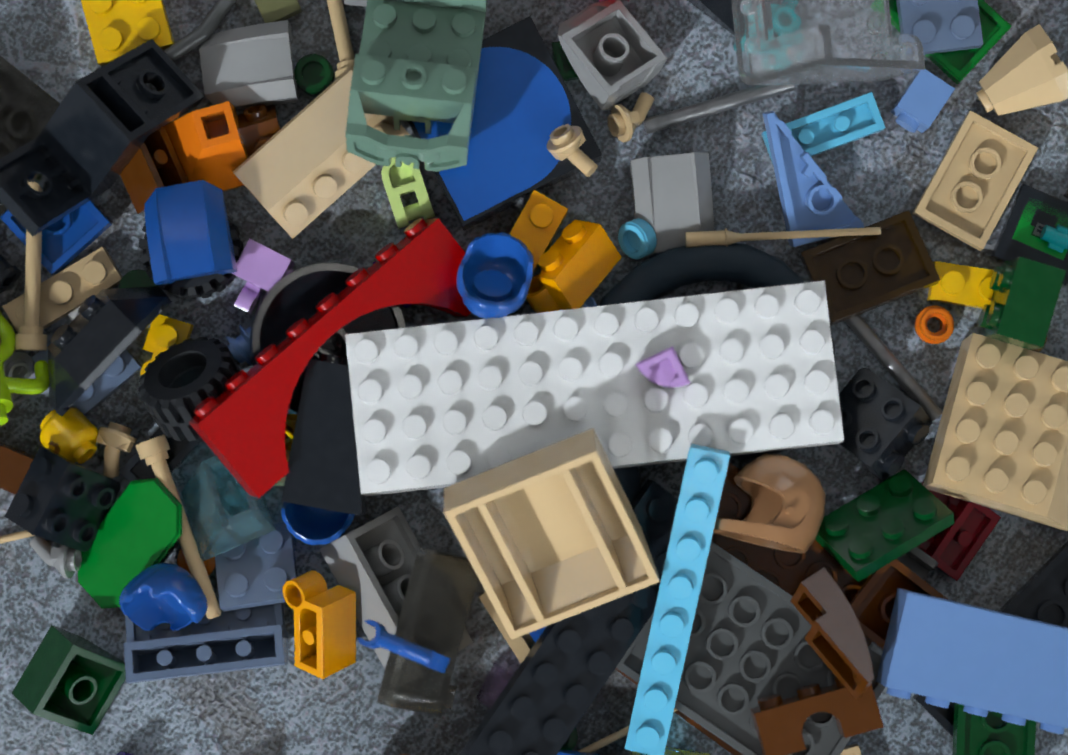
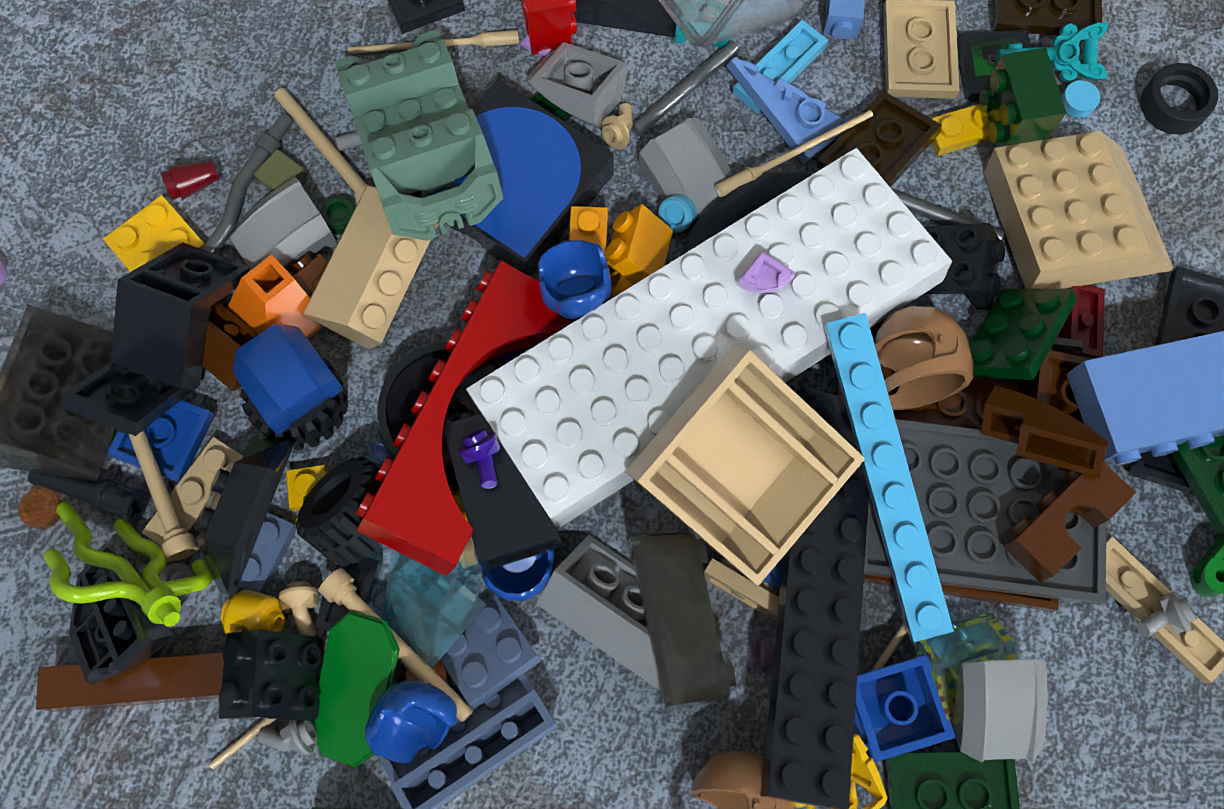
camera: 20 degrees left, 15 degrees down
(261, 270) = (362, 389): lavender brick -> none
(321, 624) = (573, 669): light orange hinge -> none
(330, 400) = (479, 447): none -> dark purple plate
(402, 181) = (453, 258): yellowish green plate -> none
(405, 648) = (693, 635): blue arm -> none
(565, 143) = (579, 155): tan plate -> none
(946, 324) = (960, 160): orange plate -> none

